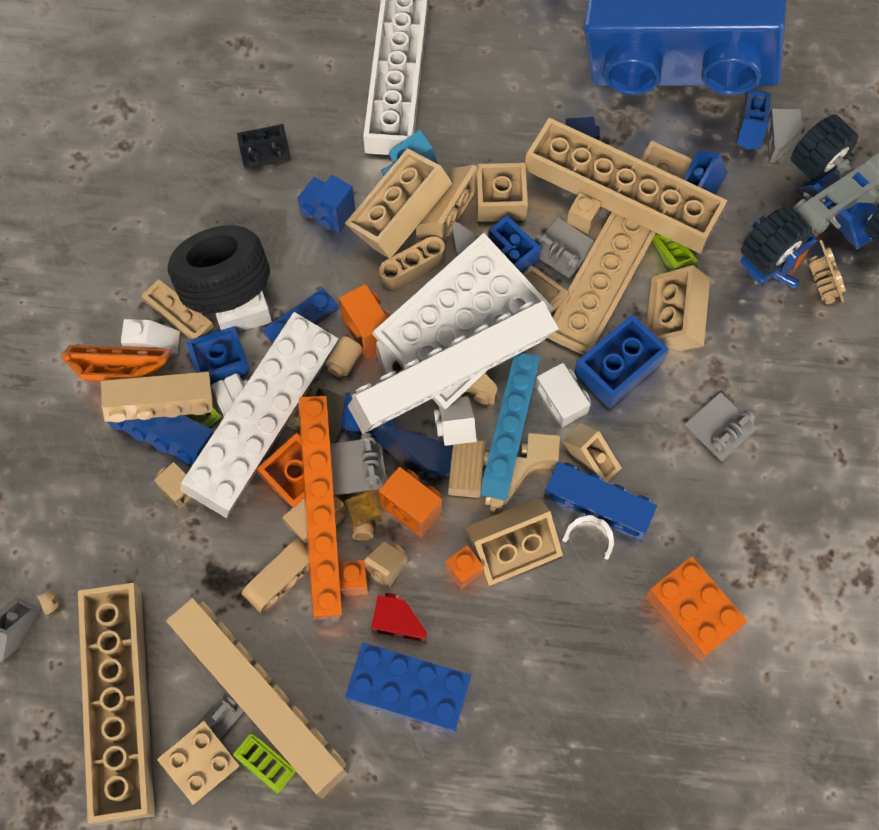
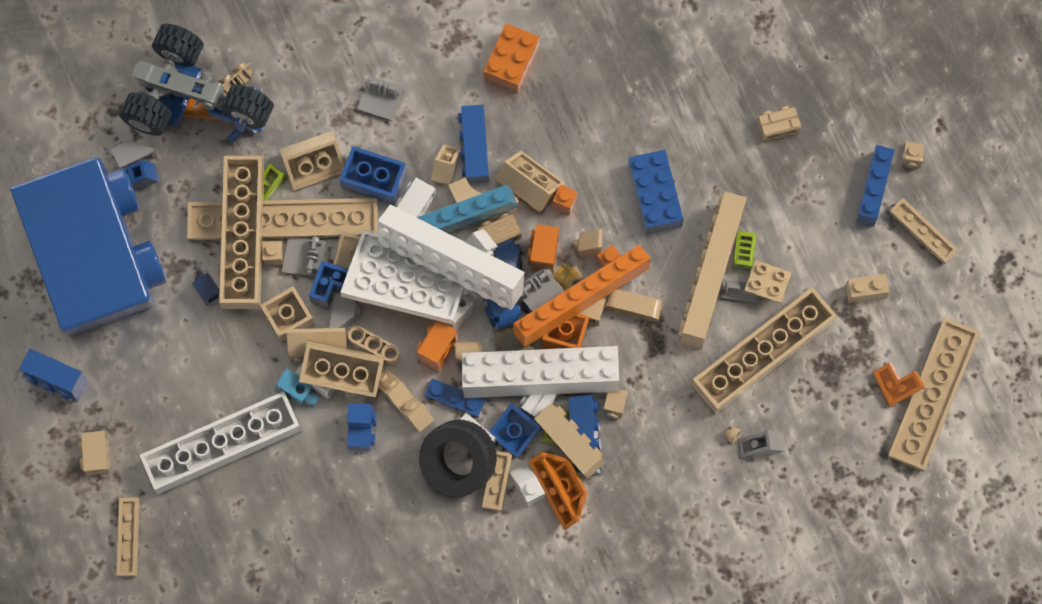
camera: 120 degrees left, 5 degrees up
(263, 145) = (334, 504): black bracket -> none
(337, 255) = (403, 400): none -> tan arch
(396, 619) = (618, 222): red slope -> none
(599, 524) = (492, 147): white helmet -> none
(707, 171) = (203, 188): blue brick -> none

